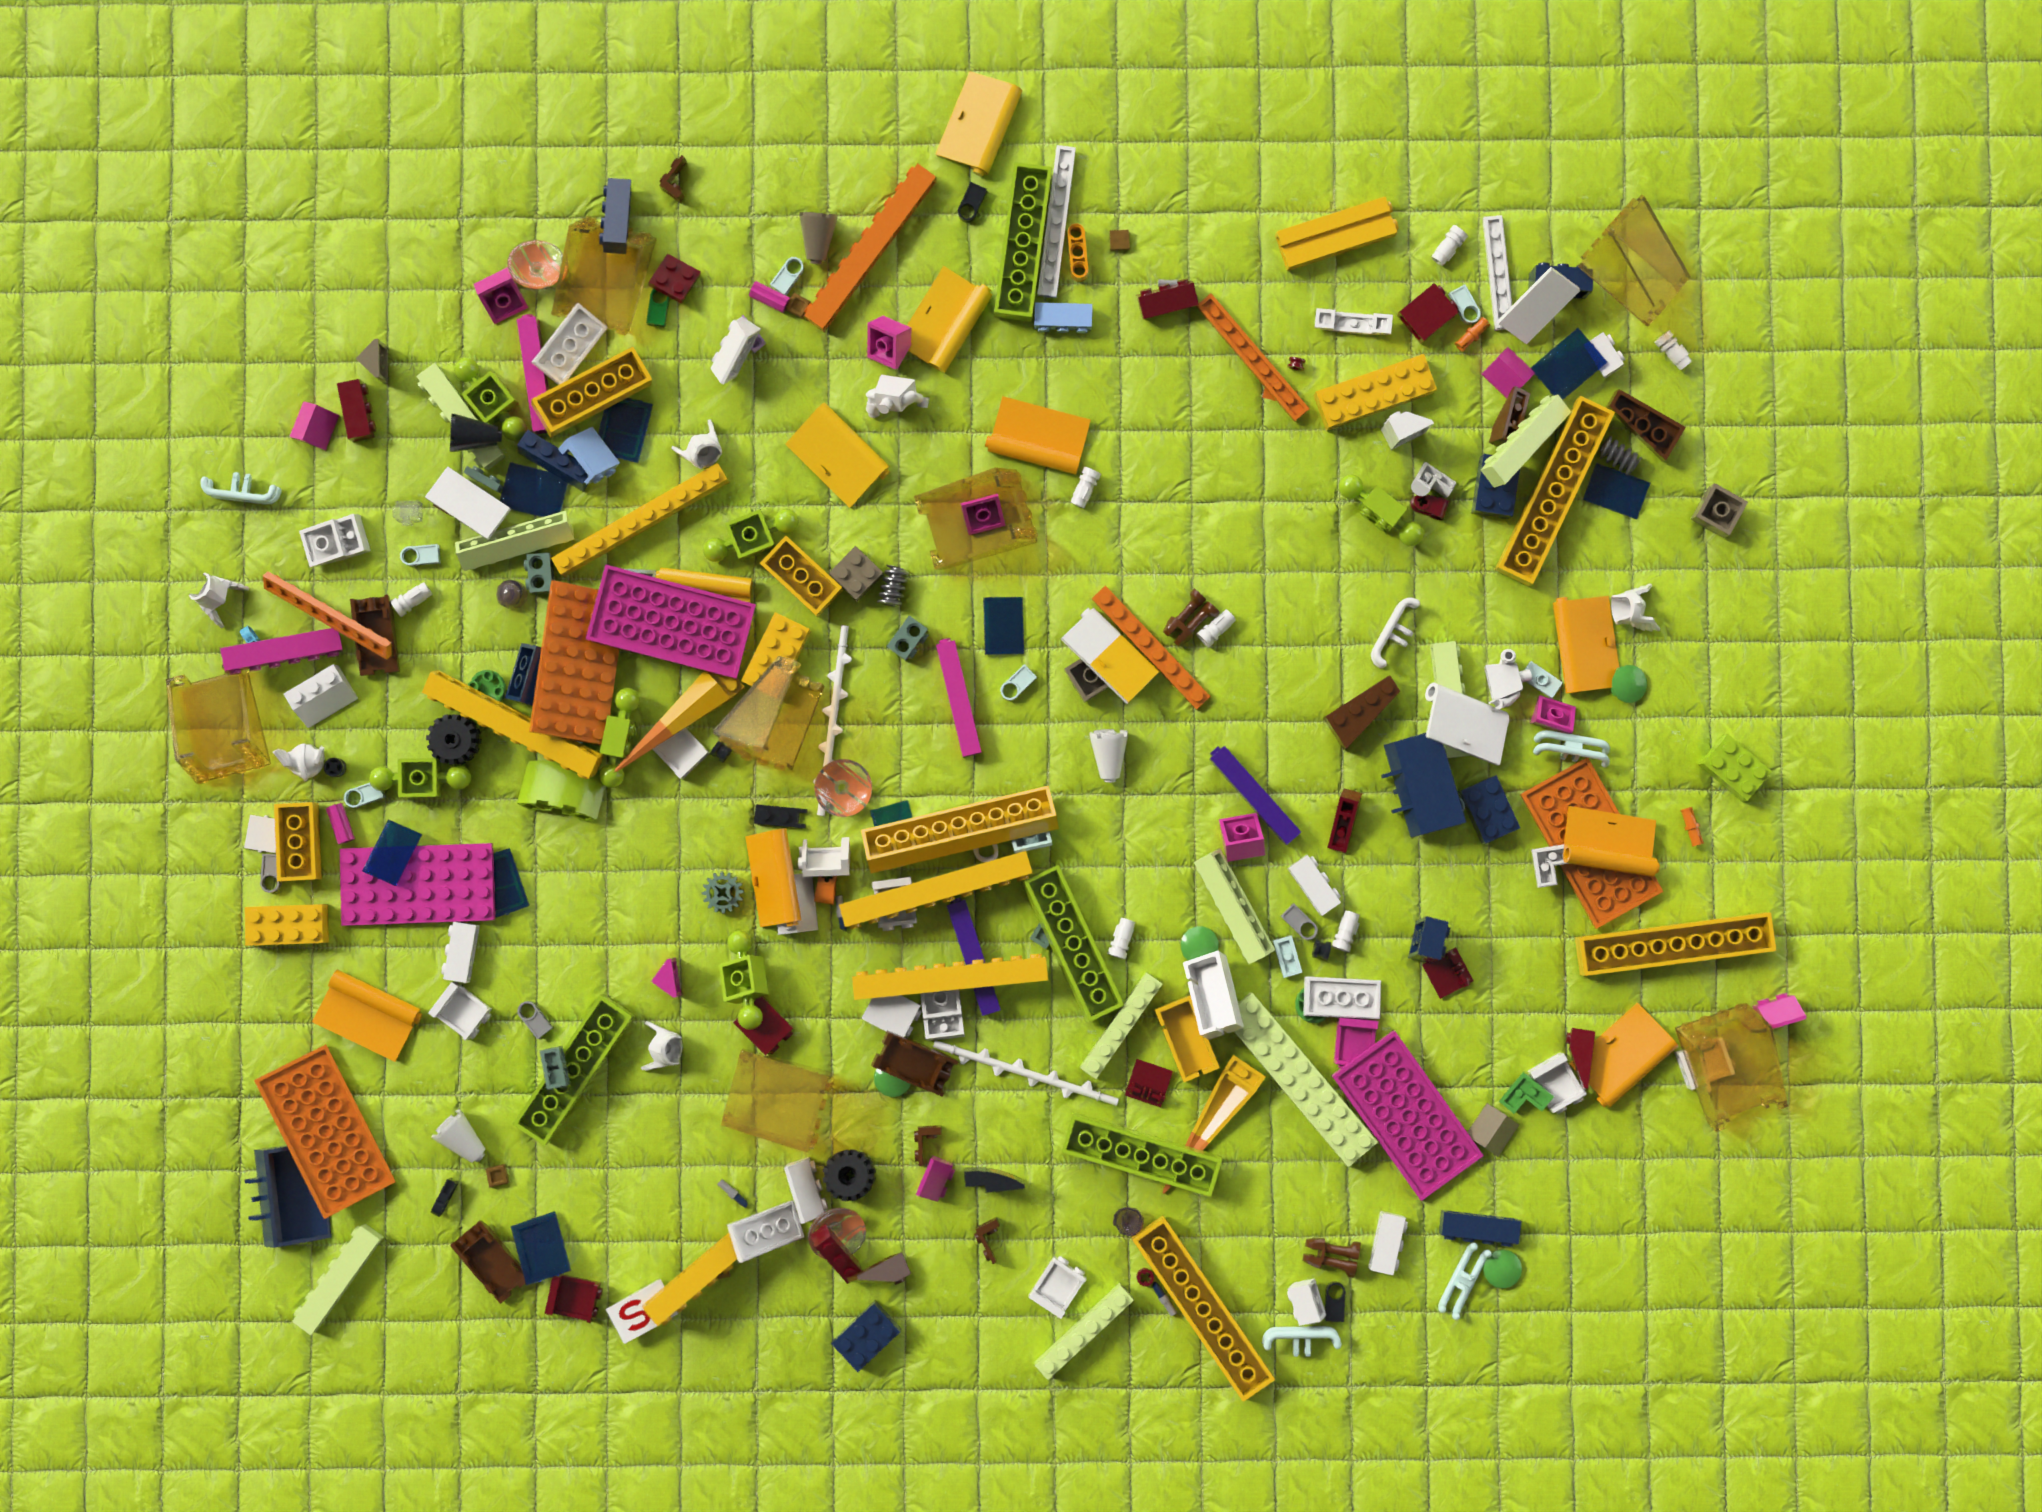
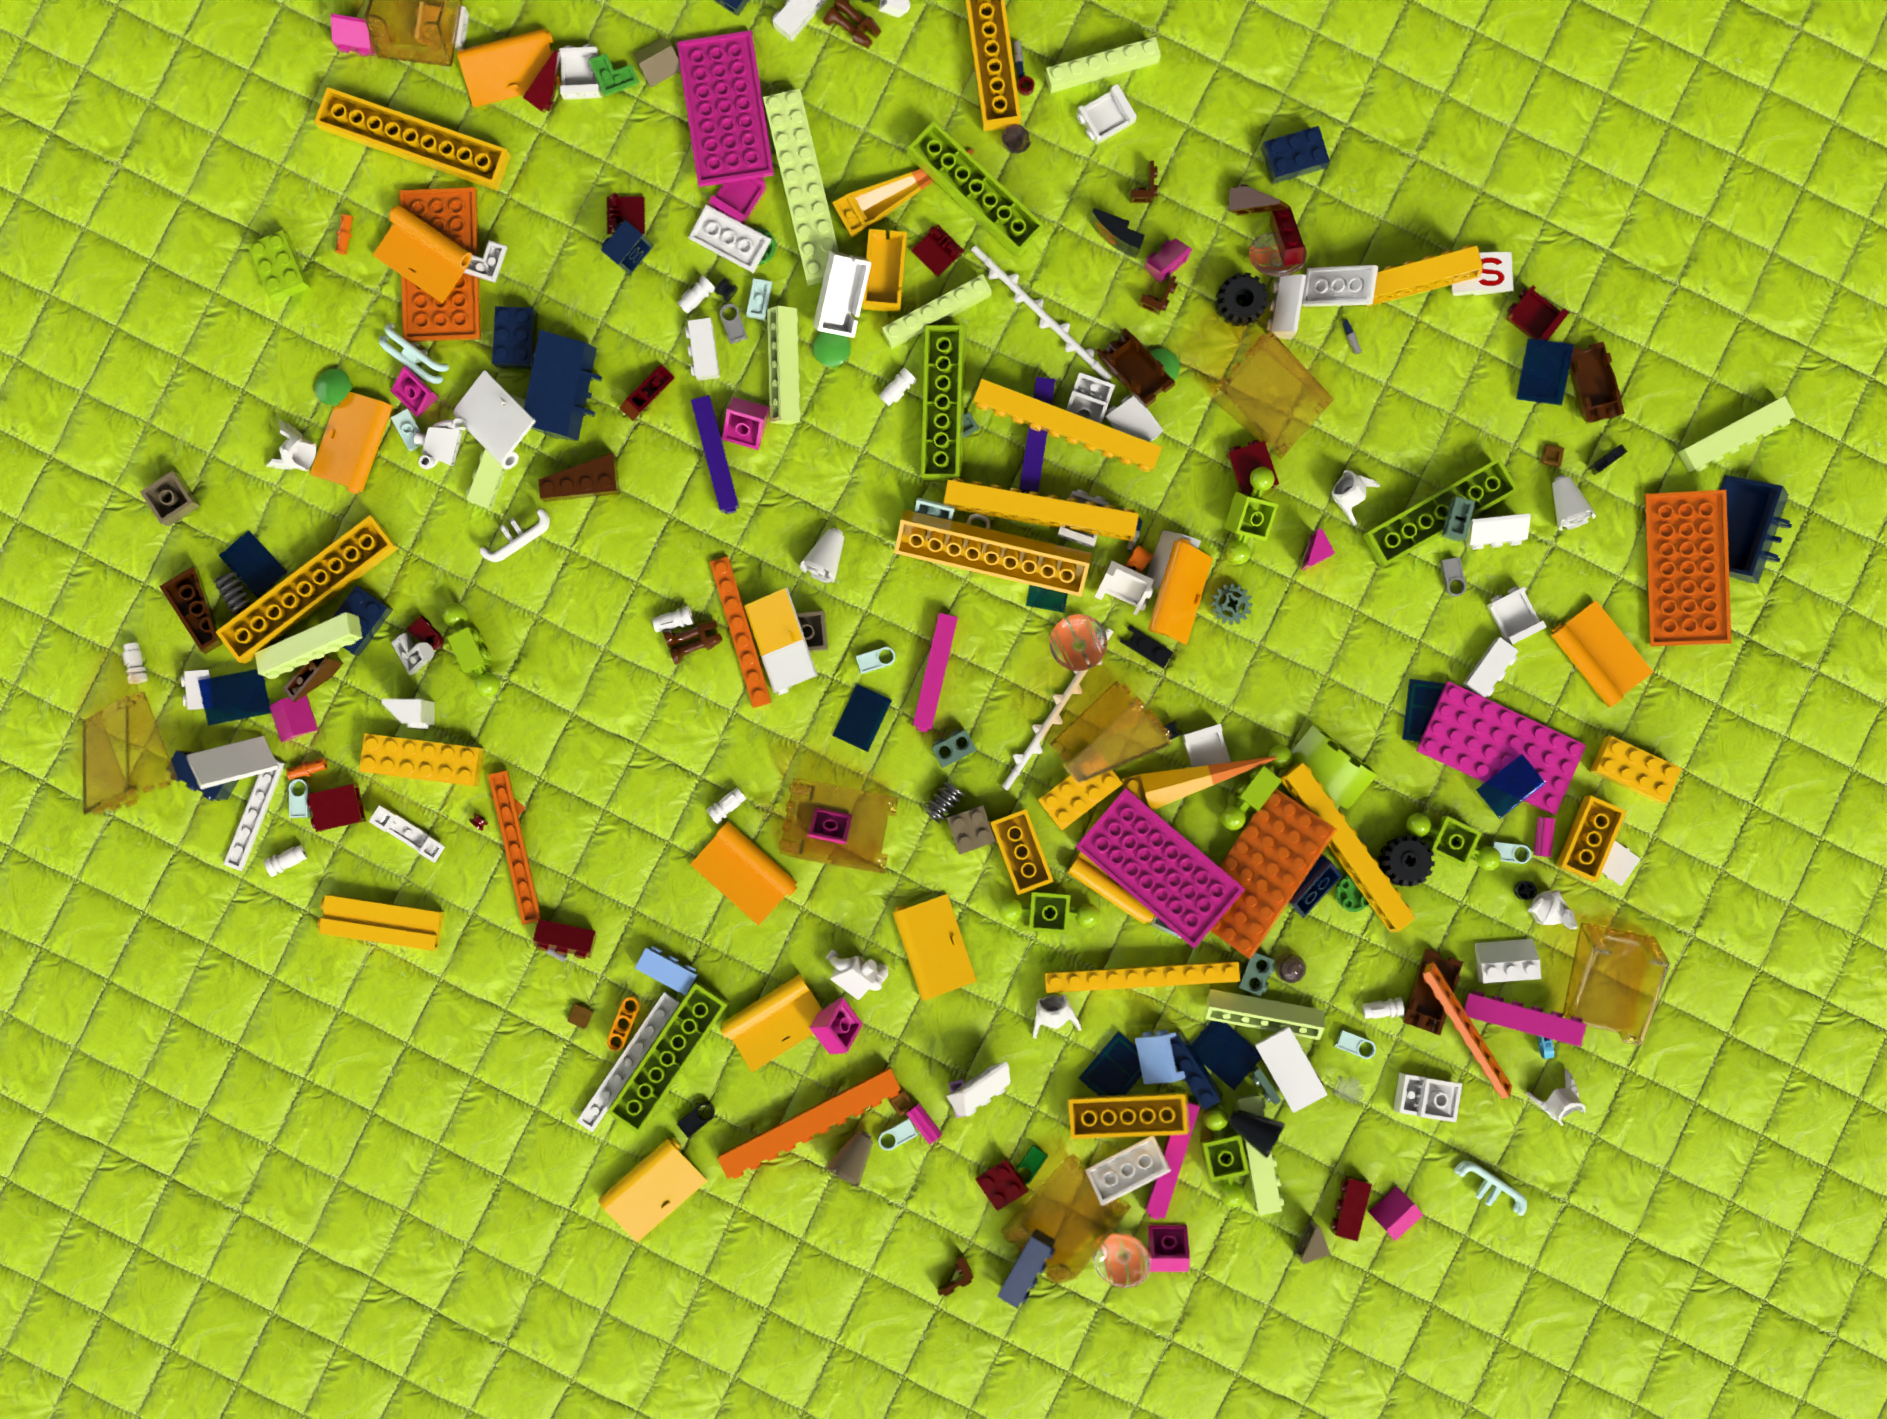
camera: 155 degrees left, 0 degrees up
(269, 869) = (1628, 828): light grey piece -> none
(514, 1078) = (1497, 530): none -> white slope

